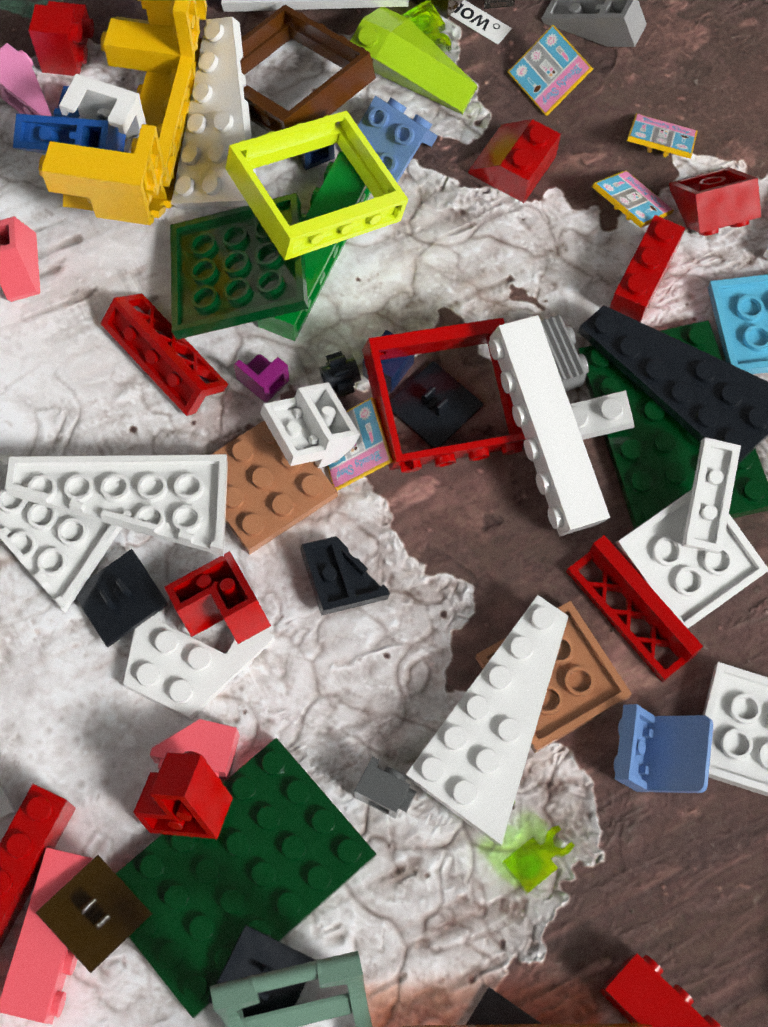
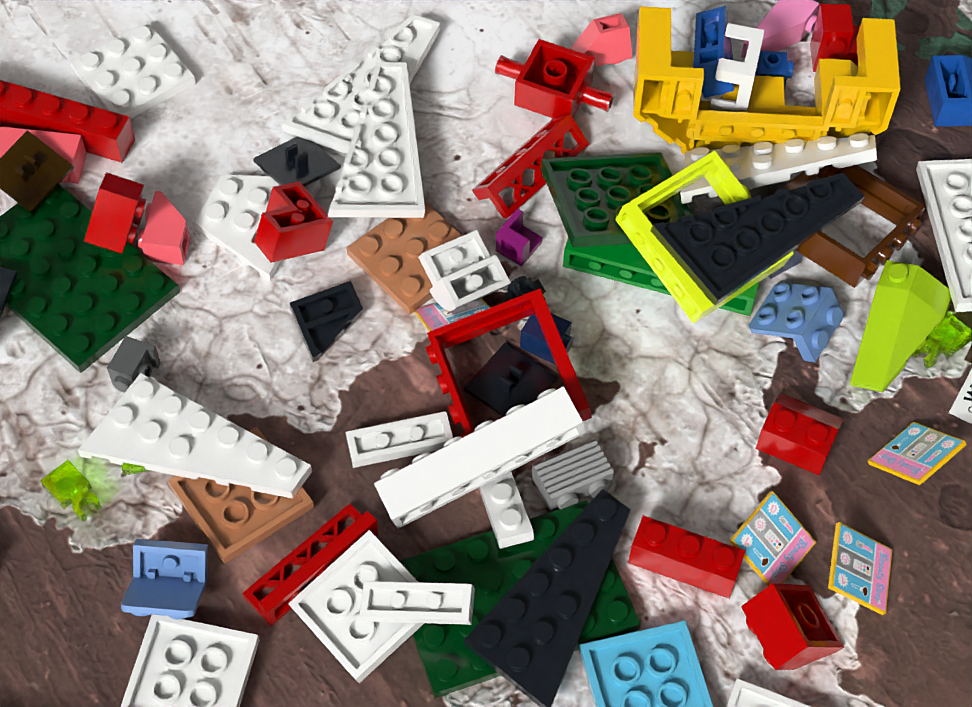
camera: 85 degrees right, 10 degrees down
(59, 310) = (554, 81): none -> red brick
(336, 142) = (748, 236): none -> black wing
(498, 513) = (398, 439): none -> white plate

